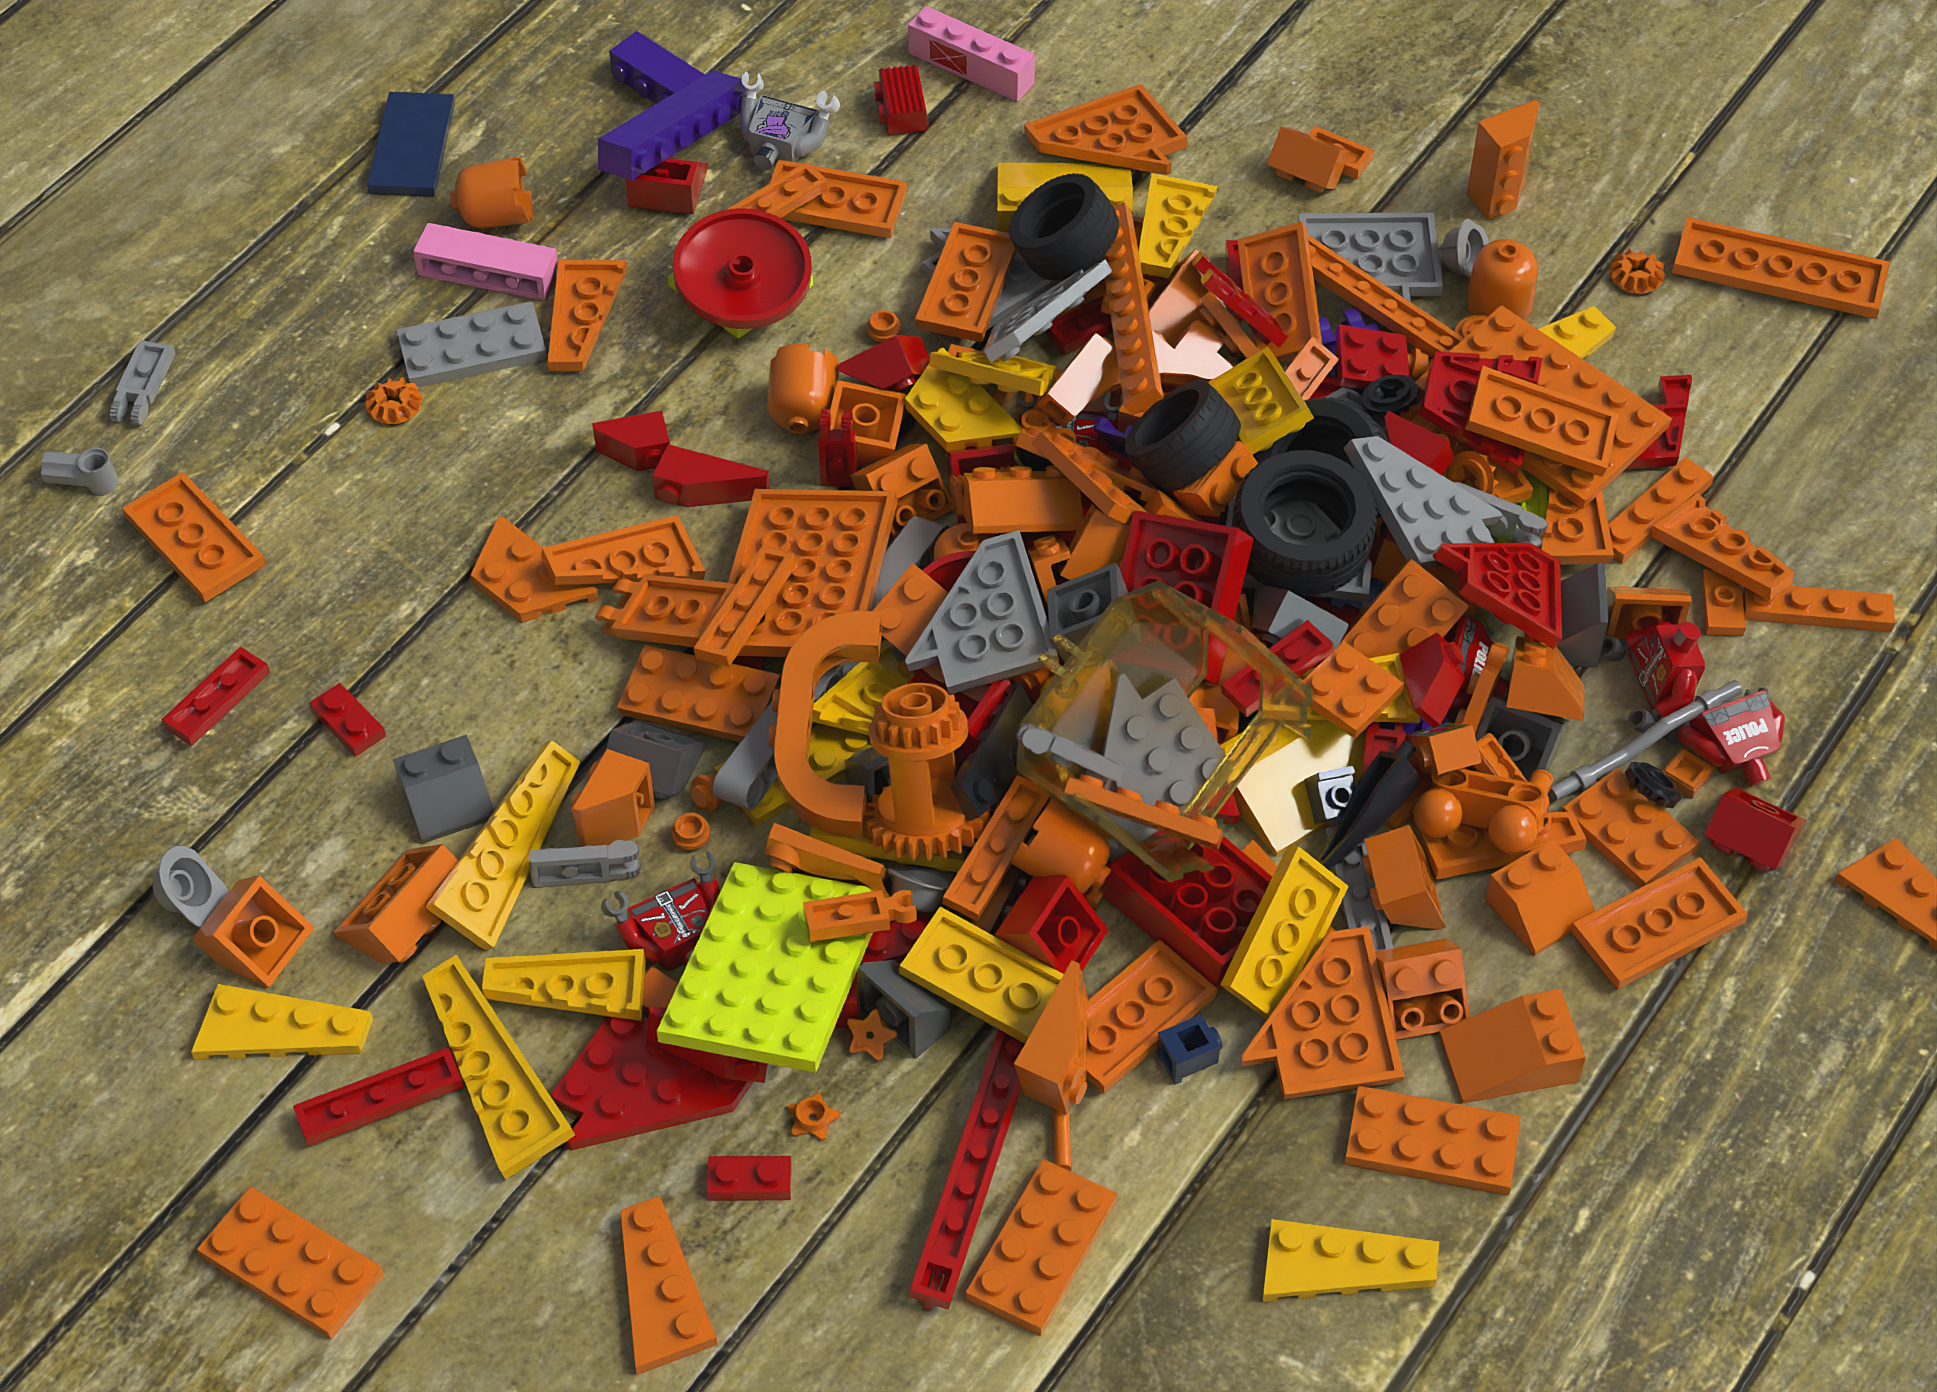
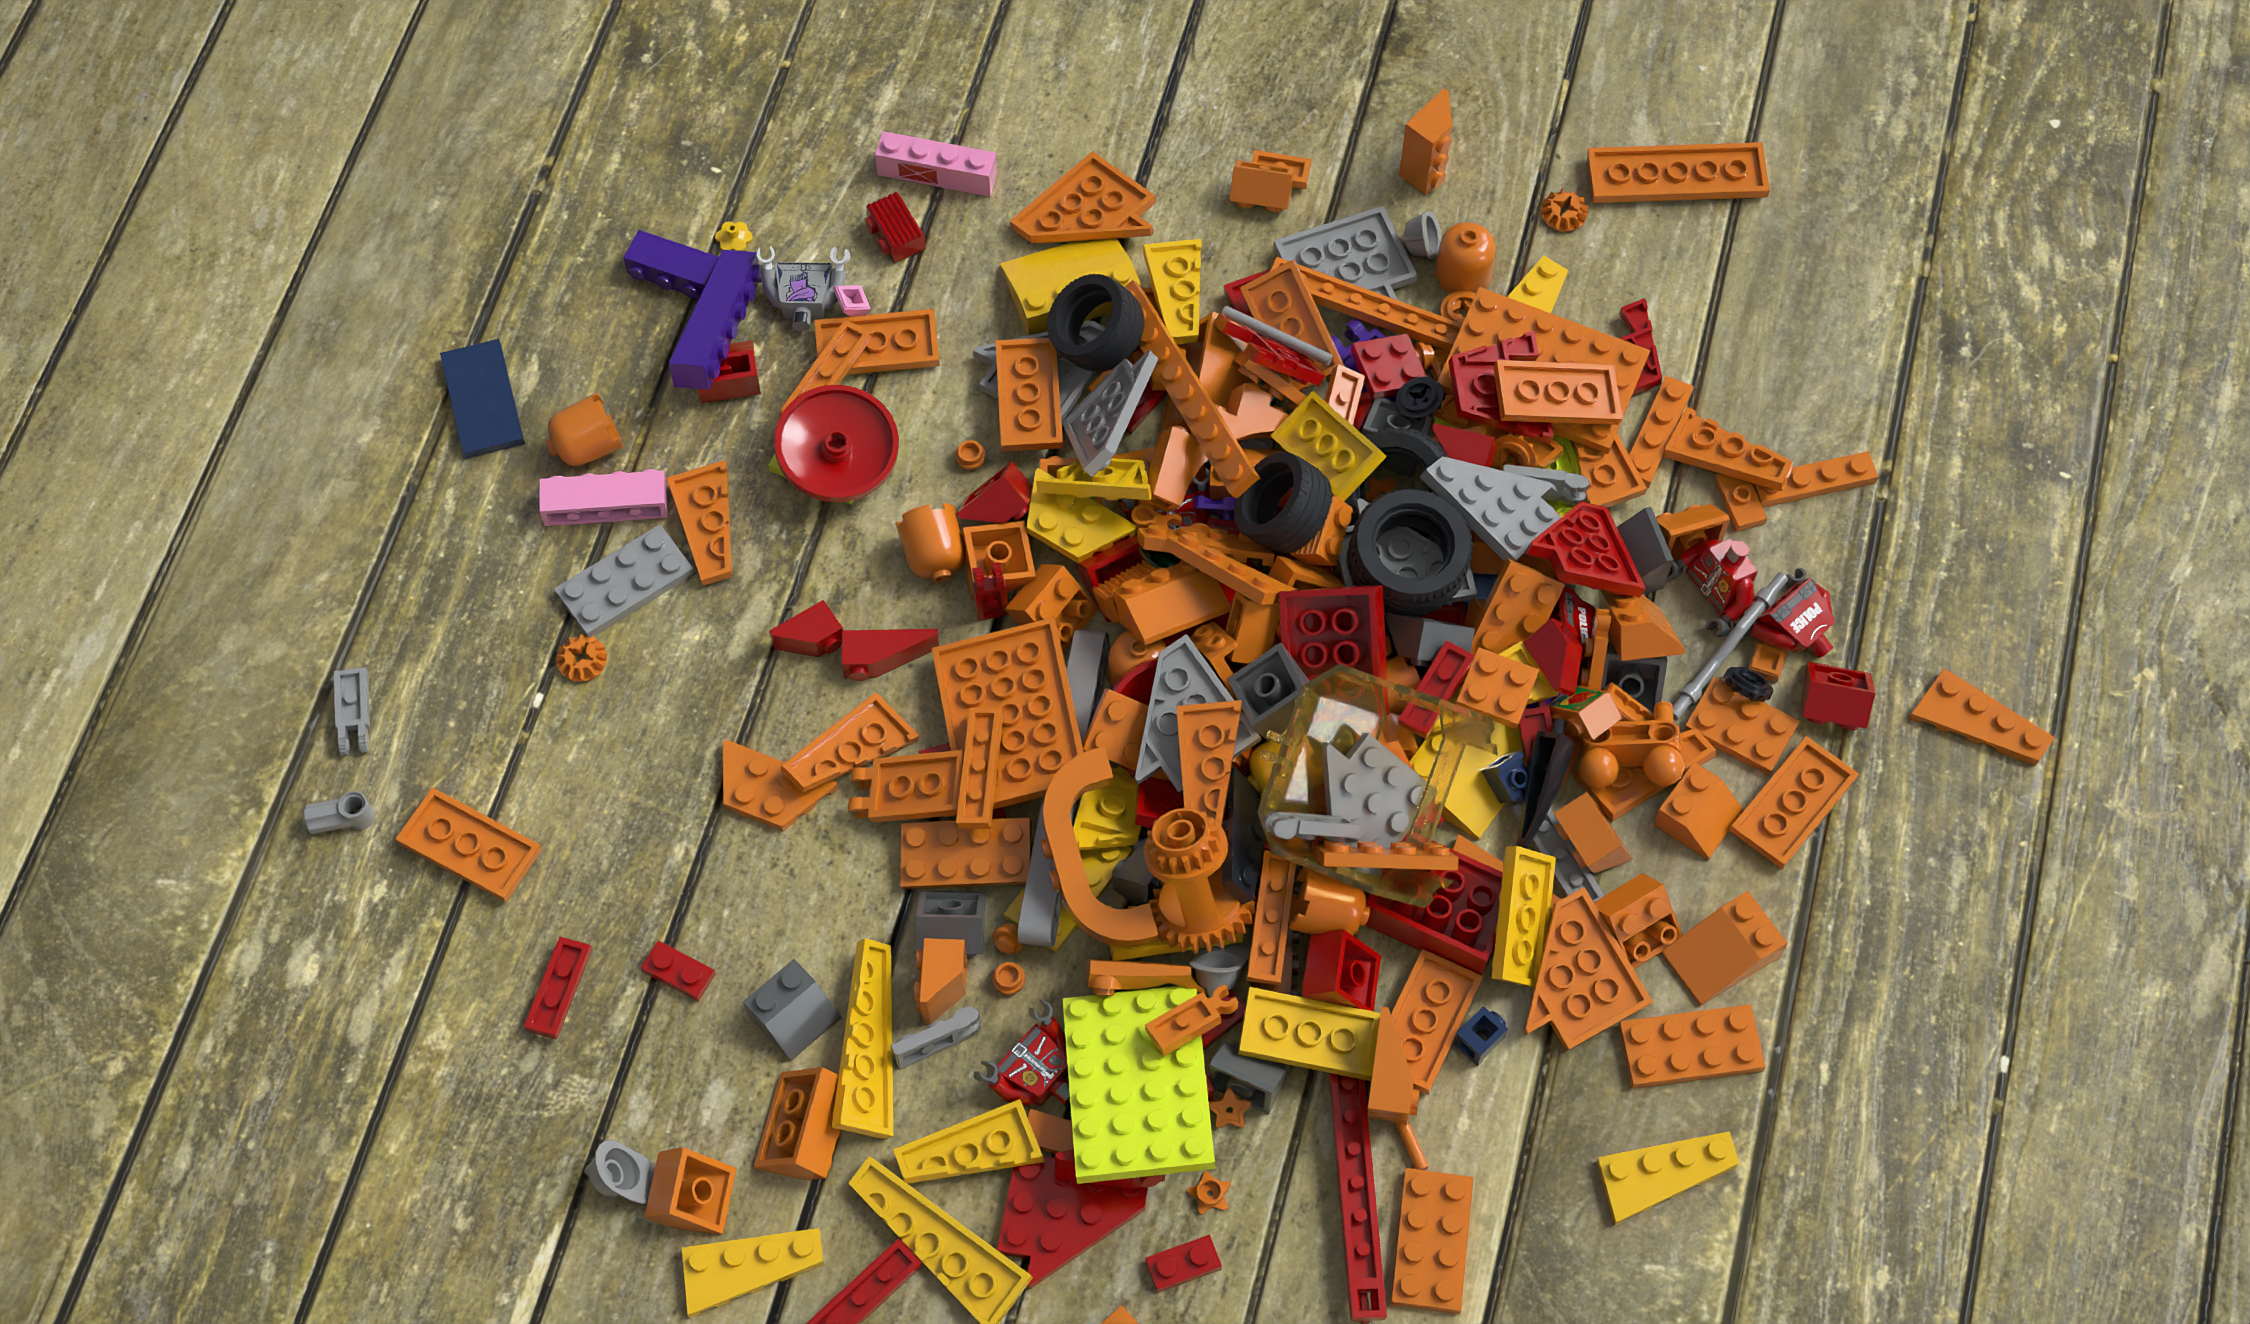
camera: 20 degrees left, 10 degrees up
(735, 66) = (733, 236): none -> yellow plant
(824, 150) = (852, 300): none -> bright pink slope
(990, 652) = (1206, 753): none -> orange wing
(1267, 302) = (1278, 336): none -> light grey bar

